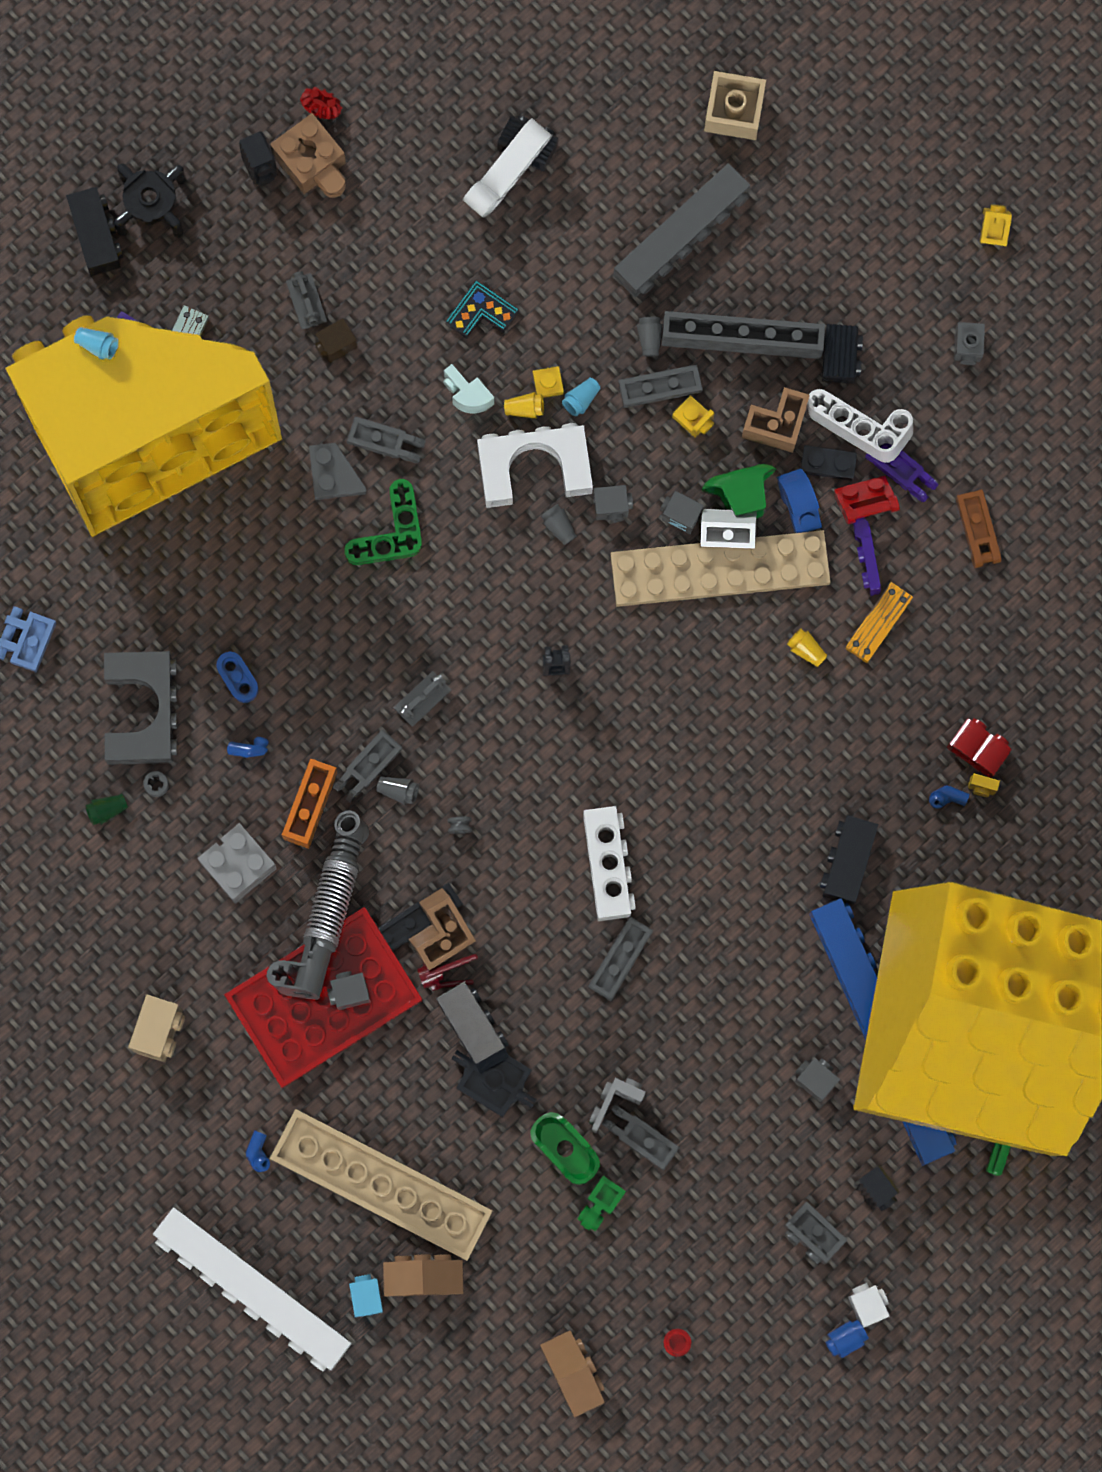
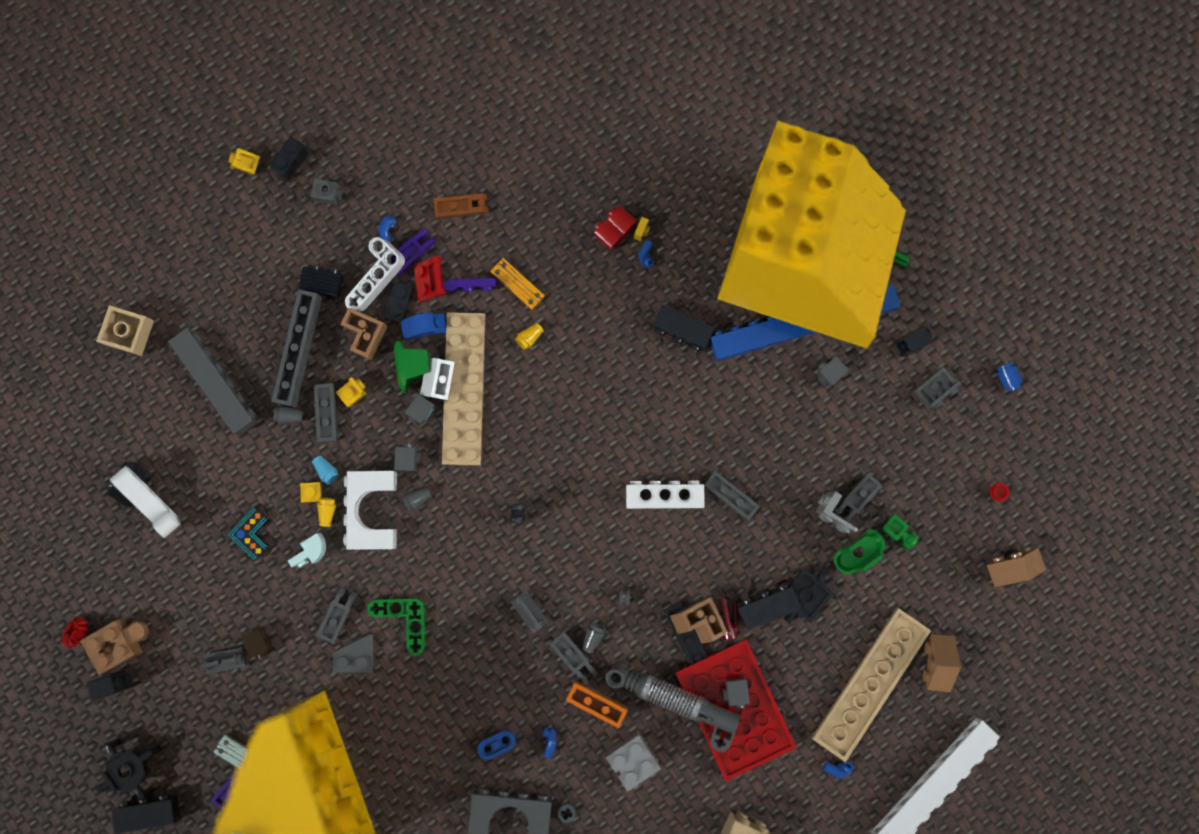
camera: 80 degrees left, 5 degrees up
(366, 1296) = (948, 704): medium azure brick -> none
(869, 1304) = (988, 358): white brick -> none
(931, 428) = (384, 227): none -> blue arm
(1008, 286) = (289, 159): none -> black brick

